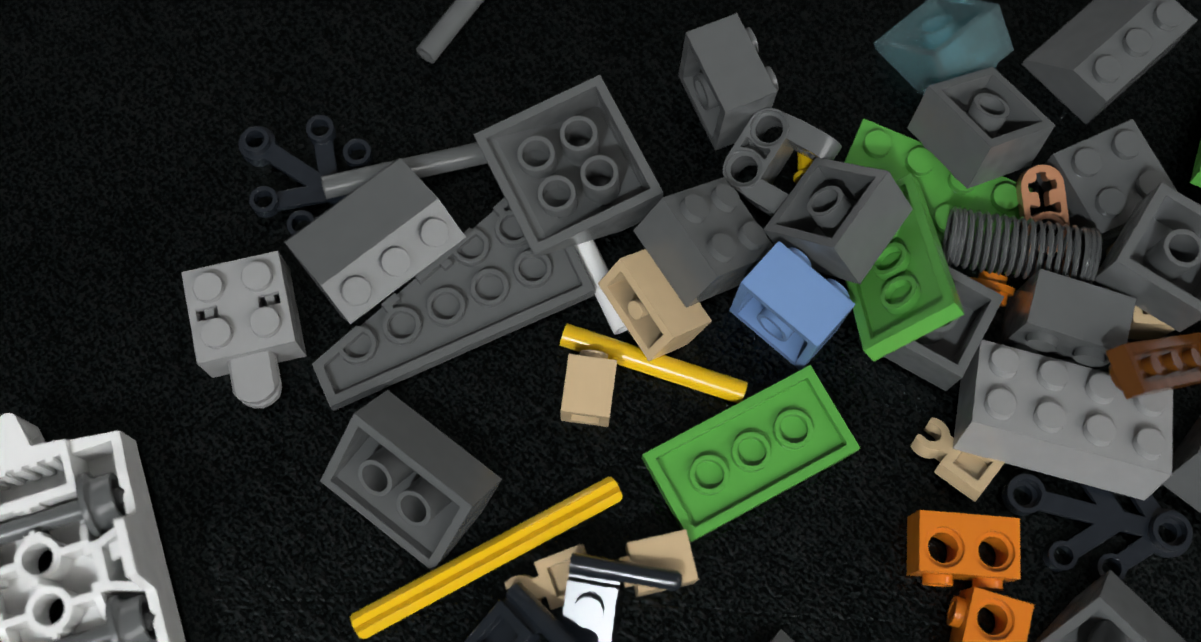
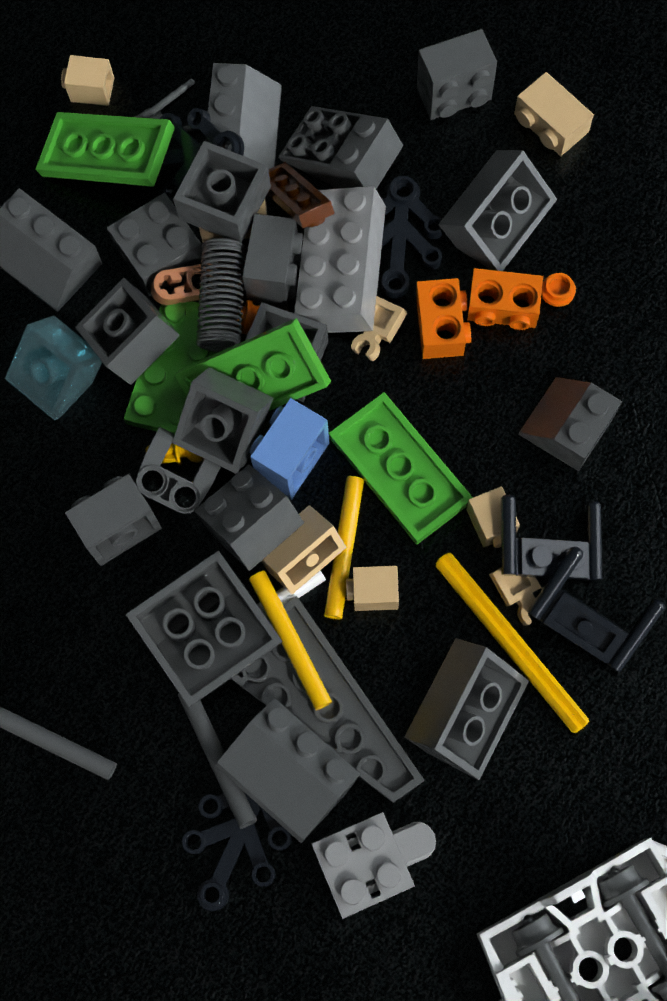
camera: 90 degrees left, 0 degrees up
(537, 269) = (291, 642): none -> yellow piece

